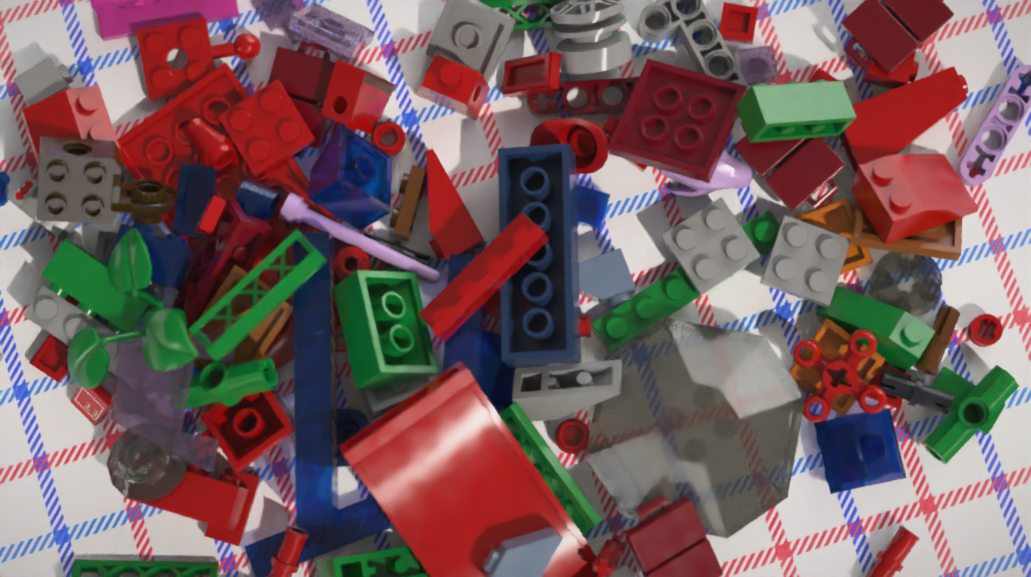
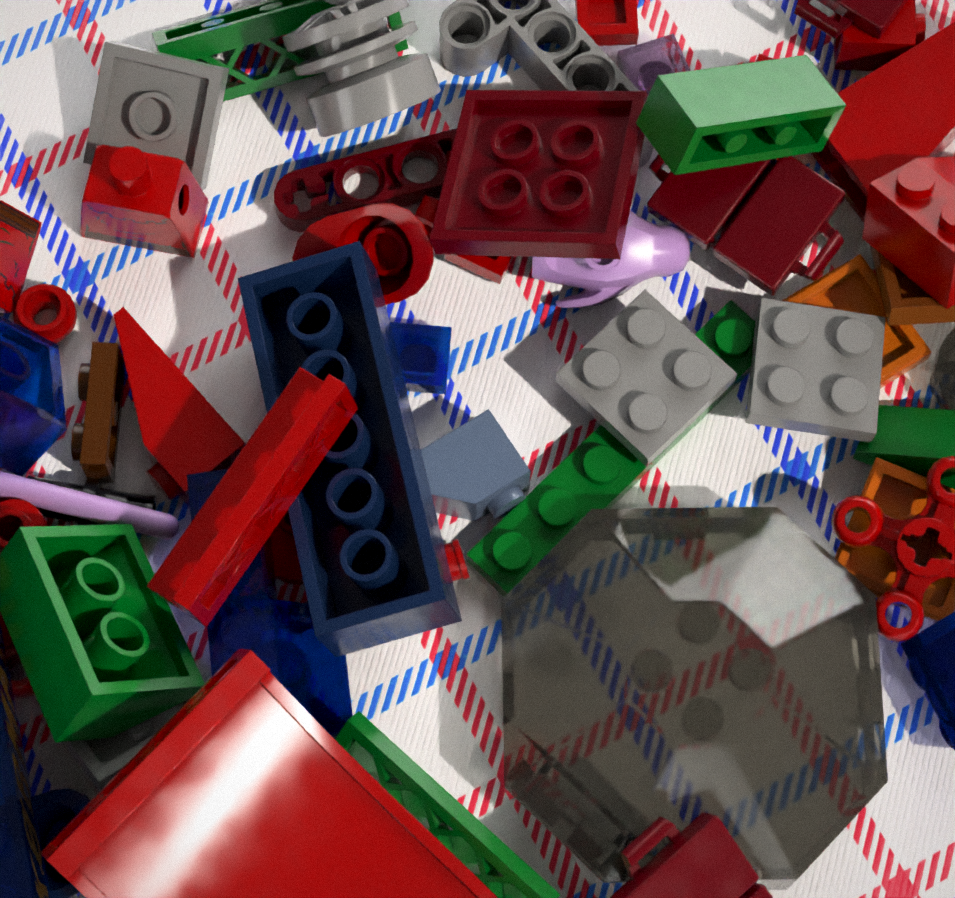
camera: 15 degrees left, 10 degrees down
(531, 74) = (273, 154): red tile -> none
(565, 388) = (443, 671): light grey slope -> none
(572, 436) = (473, 760): red plate -> none

